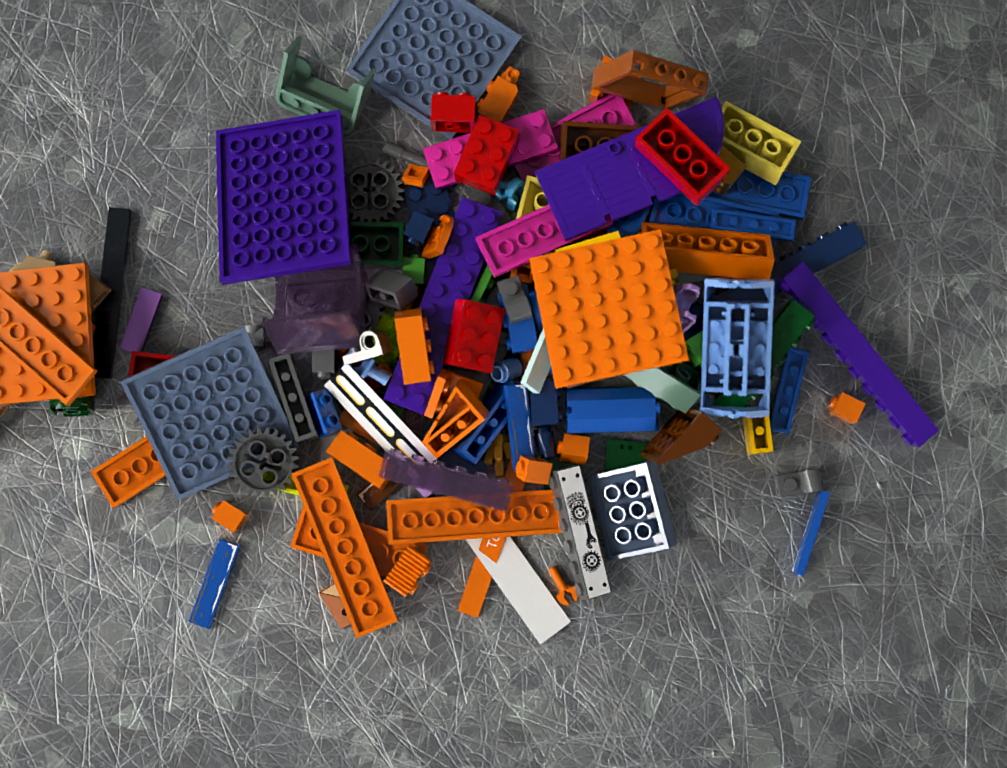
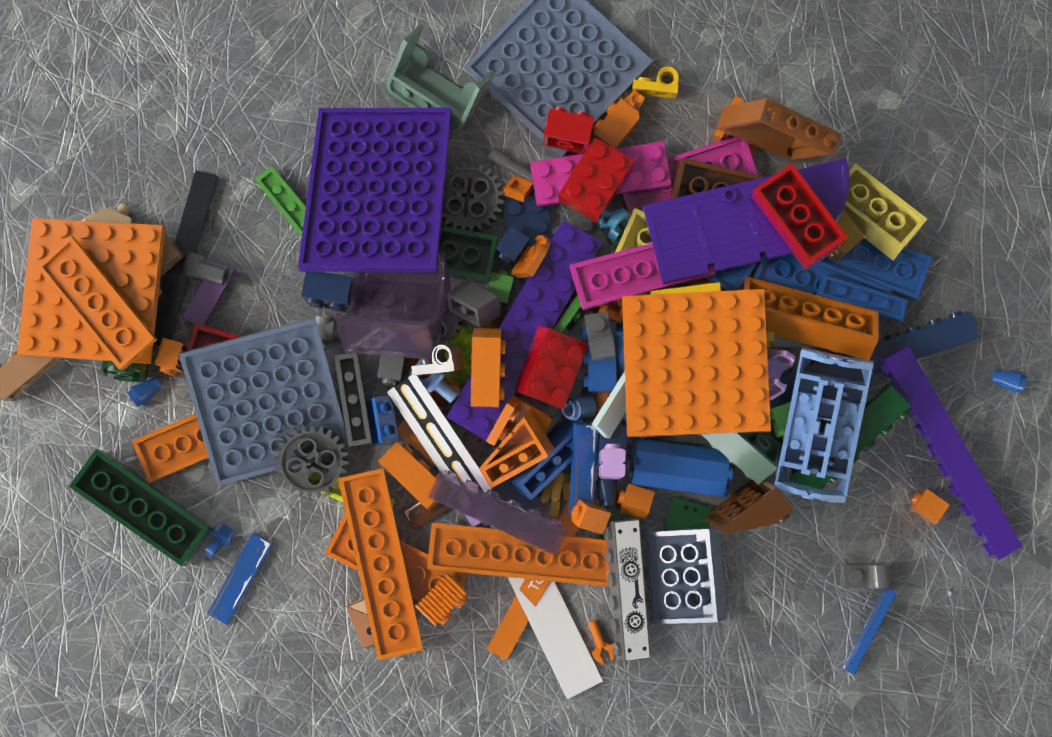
camera: 15 degrees right, 0 degrees up
(94, 423) = (143, 392): none -> blue cone
(109, 532) = (141, 507): none -> dark green brick
(111, 386) = (168, 357): none -> orange brick
(128, 297) = (200, 268): none -> dark grey piece
(190, 547) = (222, 536): none -> blue piece
(195, 219) = (283, 198): none -> bright green plate
(229, 515) = (267, 510): orange brick -> none
(252, 299) = (327, 290): none -> dark blue brick
(531, 61) = (658, 89): none -> yellow plate
(545, 415) = (612, 462): none -> lavender brick
(757, 435) = (830, 520): yellow brick -> none
(788, 390) = (870, 478): blue tile -> none
(902, 279) = (1009, 380): none -> blue cone

